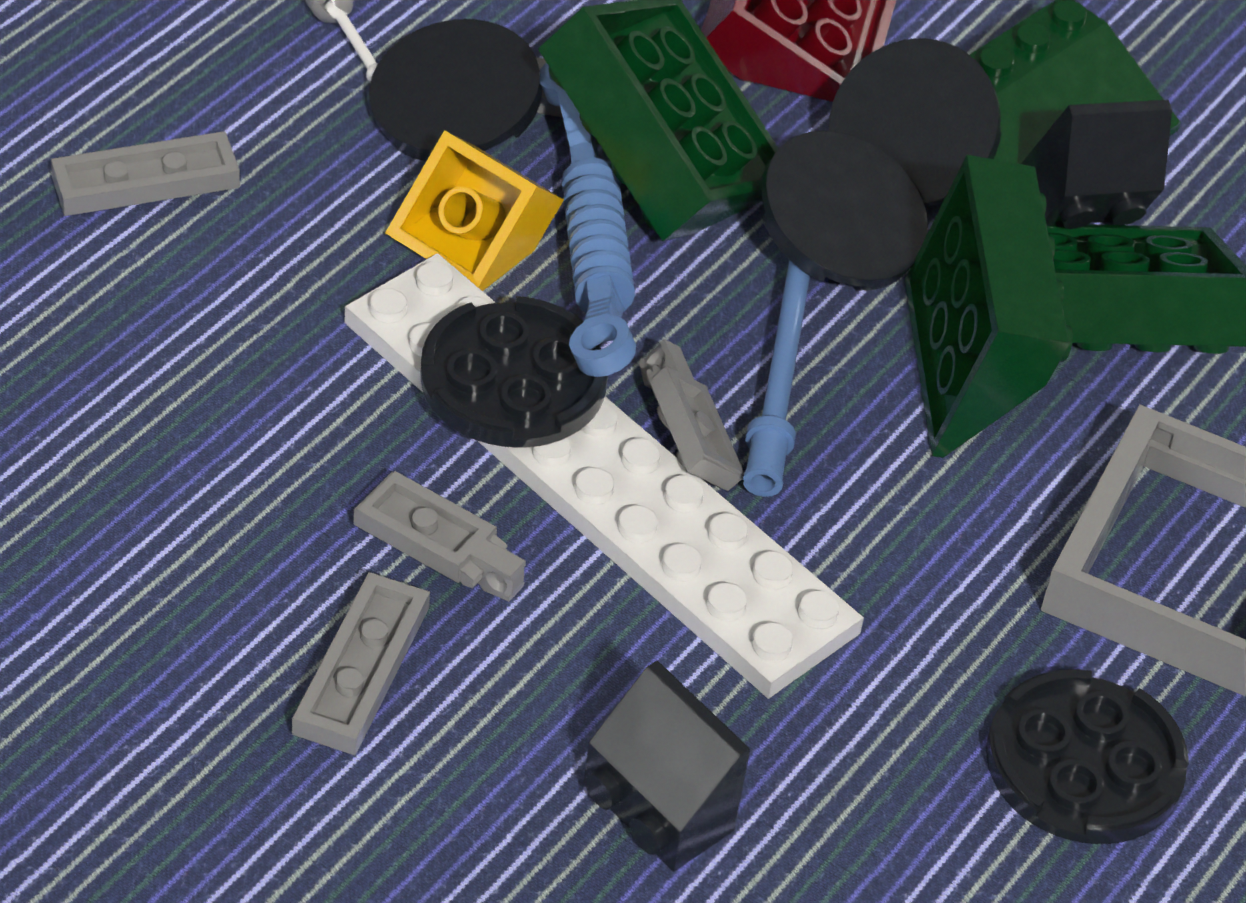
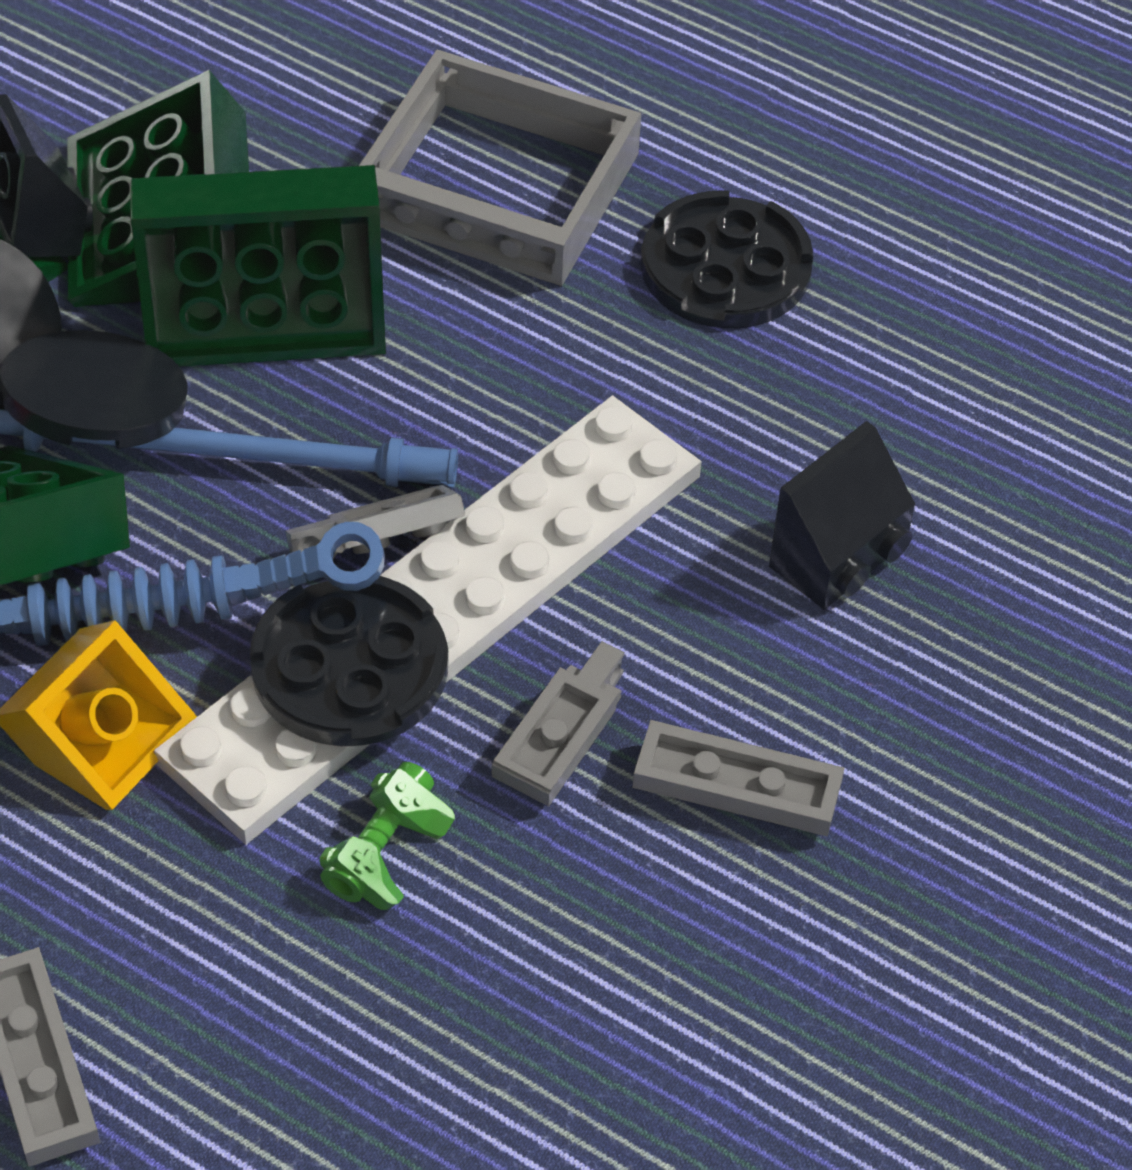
camera: 90 degrees left, 5 degrees up
(362, 409) = (355, 865): none -> bright green piece

